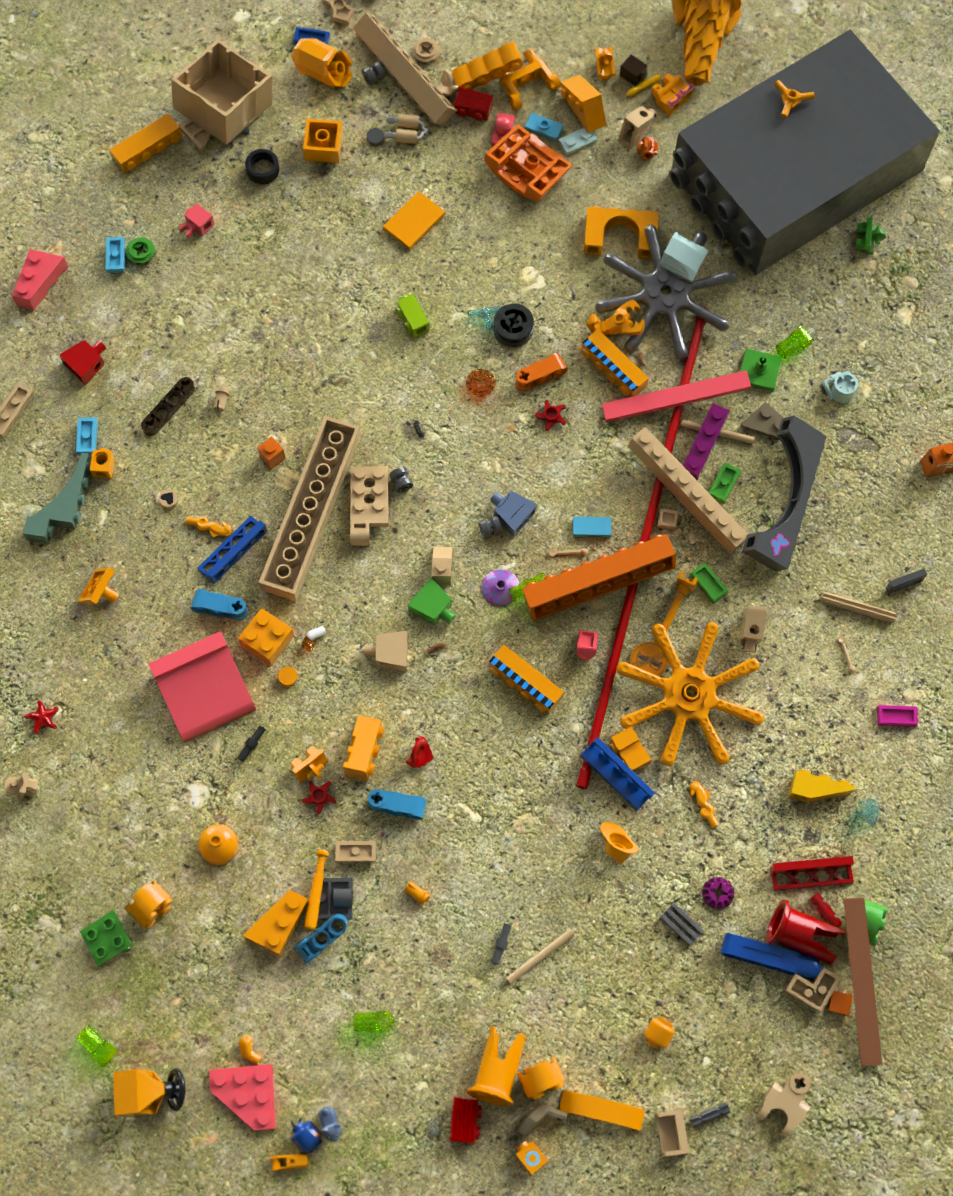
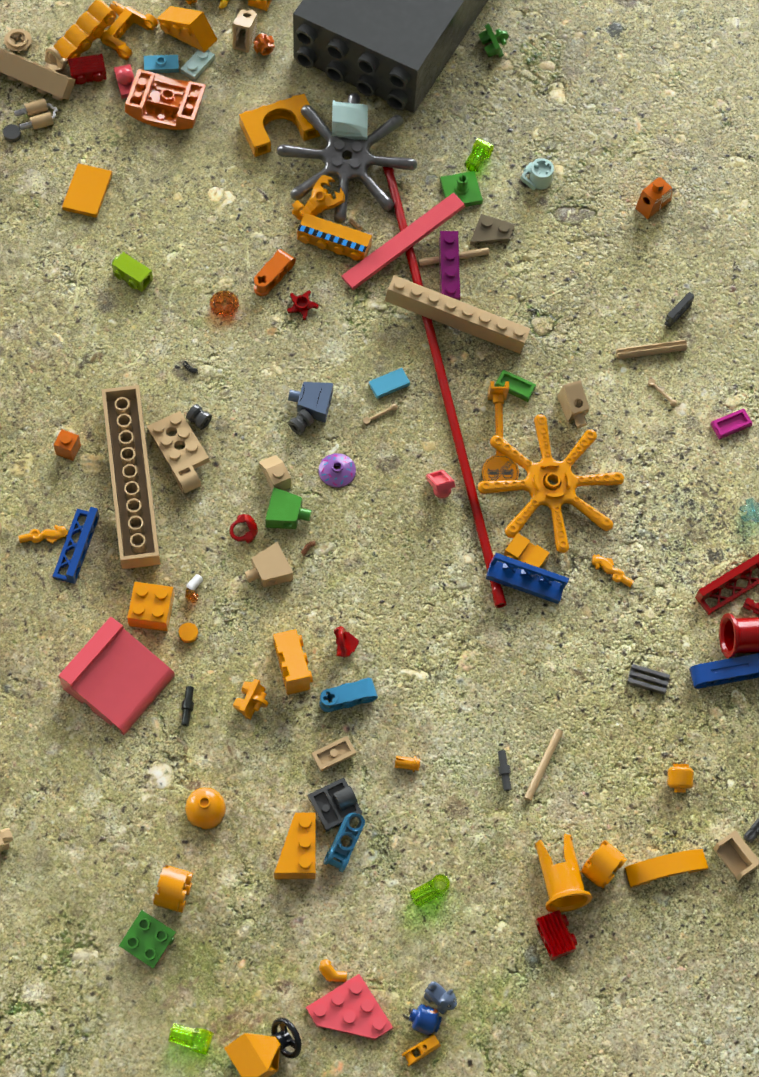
camera: 30 degrees left, 5 degrees down
(219, 605) = (91, 599): dark azure piece -> none
(315, 894) = (319, 806): light orange piece -> none
(319, 796) = (274, 722): red animal -> none
(393, 604) = (249, 536): none -> red piece
(486, 312) = (196, 241): clear light blue piece -> none
(518, 588) = (361, 457): clear neon green pin -> none
(521, 331) = (217, 242): pearl dark grey wheel -> none
(525, 679) = (403, 536): light orange brick -> none
(530, 1157) = (629, 936): light orange brick -> none
(536, 1116) = (616, 899): dark tan arm -> none
(599, 577) = (422, 419): orange brick -> none
(618, 843) = (558, 638): light orange piece -> none
(667, 519) = (451, 348): tan tile -> none
(710, 897) = (660, 644): magenta gear -> none
(724, 482) = (483, 294): bright green plate -> none
(803, 449) = (535, 235): dark grey arch -> none
(814, 788) = (696, 513): yellow slope -> none

